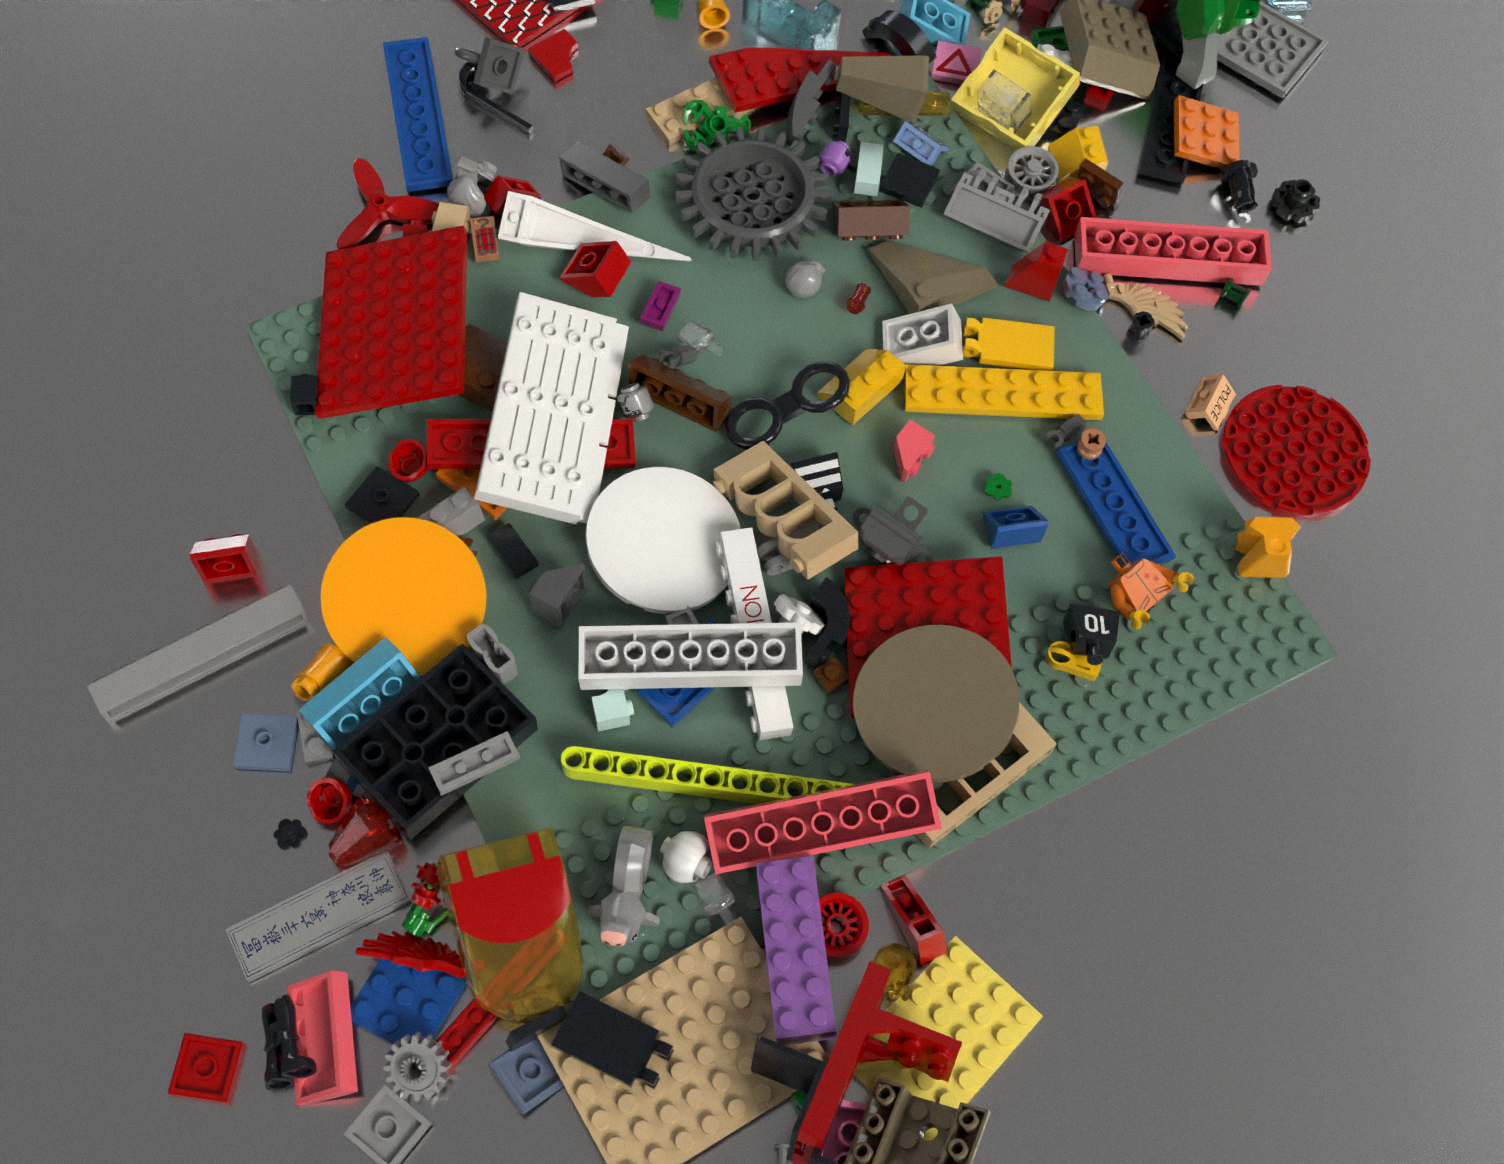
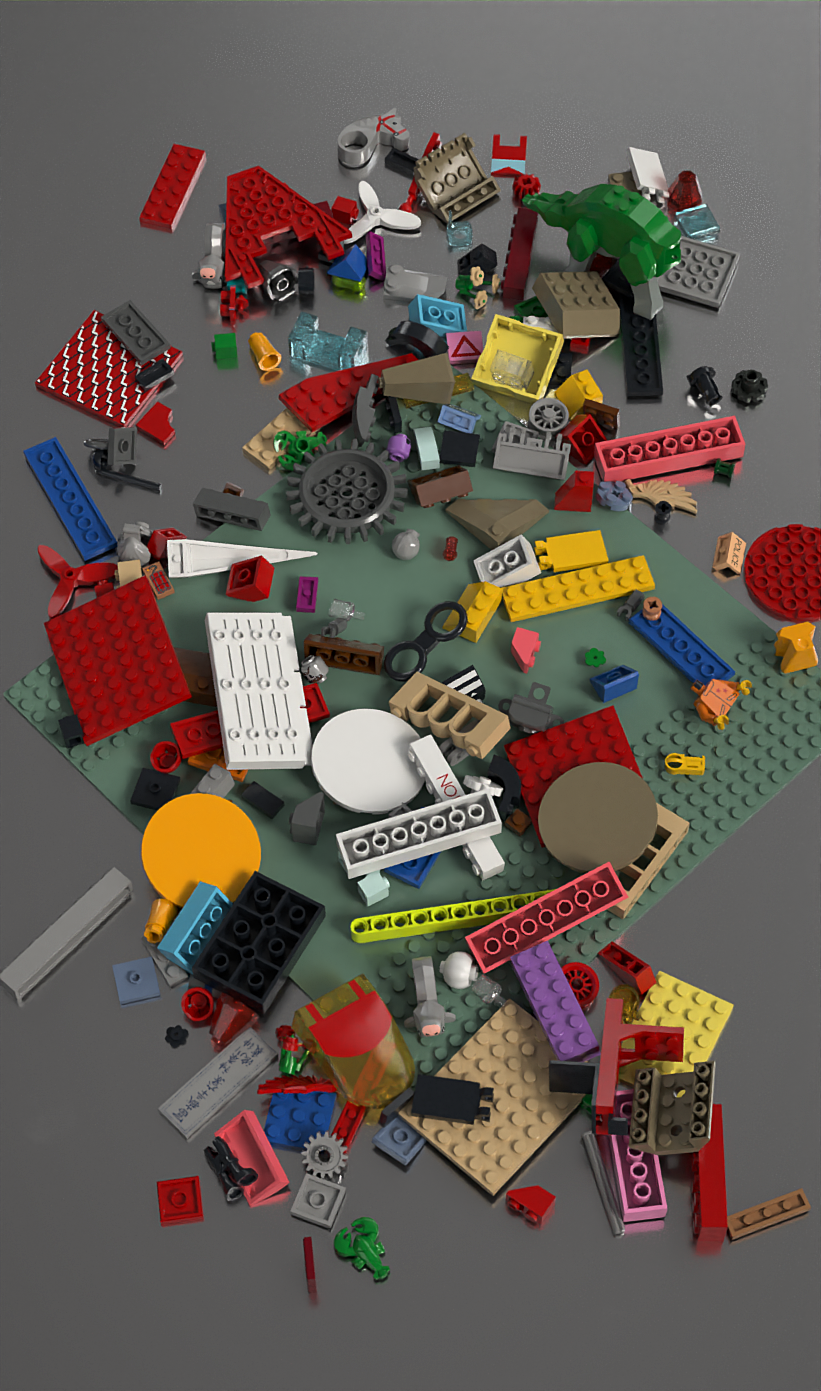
camera: 10 degrees left, 5 degrees down
(224, 557) = (58, 862): red slope -> none
(474, 763) = (294, 946): light grey plate -> none
(494, 655) = (272, 868): light grey brick -> none
(1091, 631) = (691, 740): black torso -> none
(1205, 132) = (668, 351): orange plate -> none

